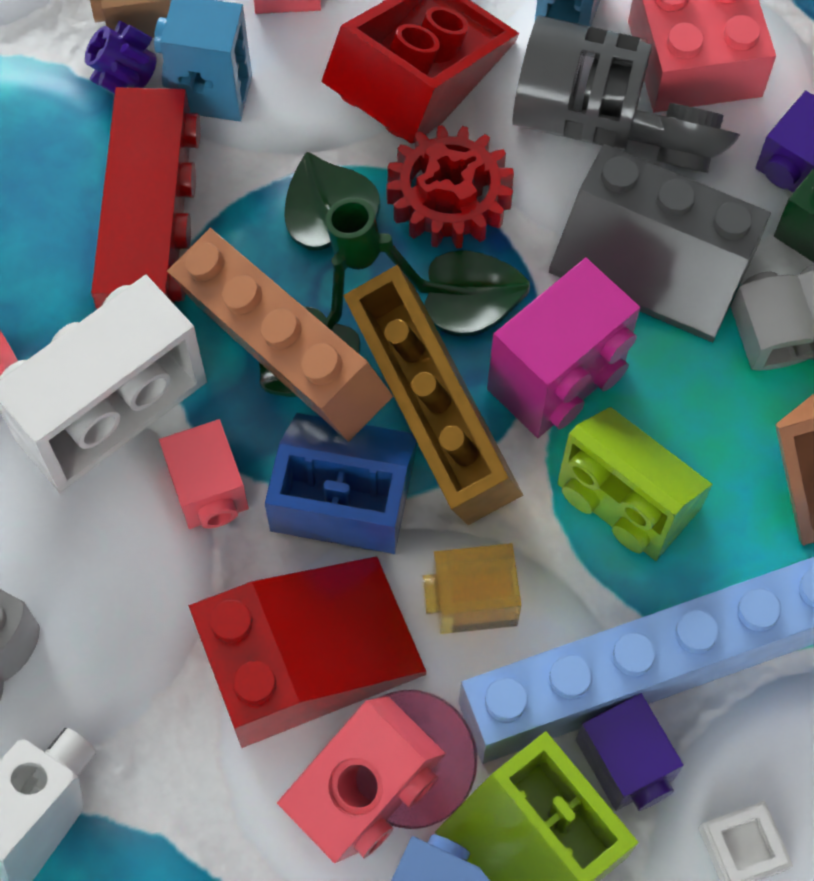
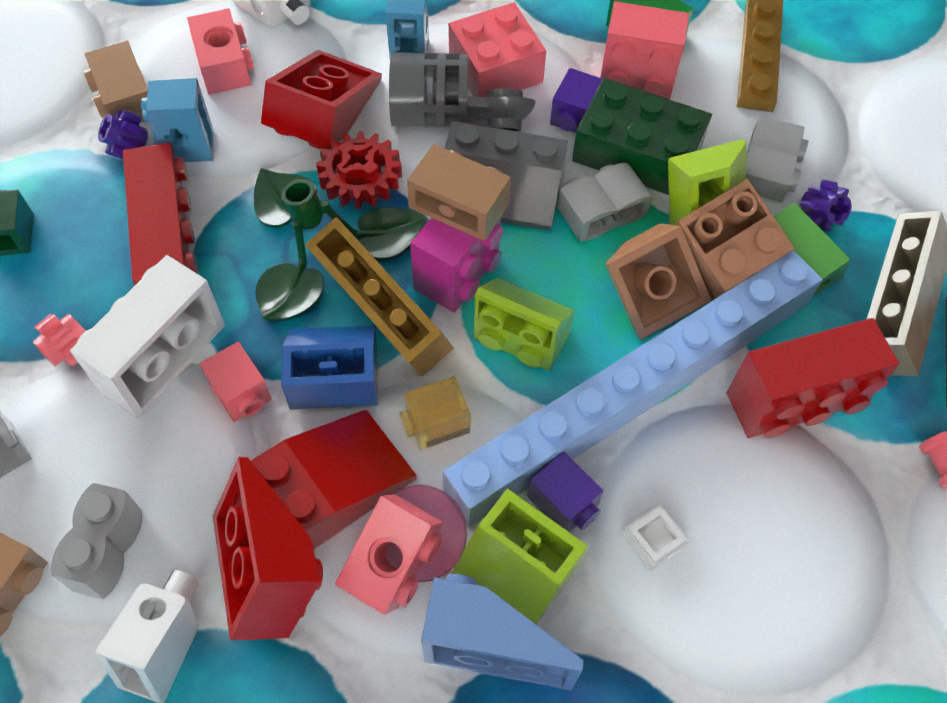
camera: 15 degrees left, 5 degrees down
(188, 741) = (262, 558): none -> red slope
(281, 334) = (268, 277): nougat brick -> none
(582, 273) = (459, 191): none -> medium nougat brick

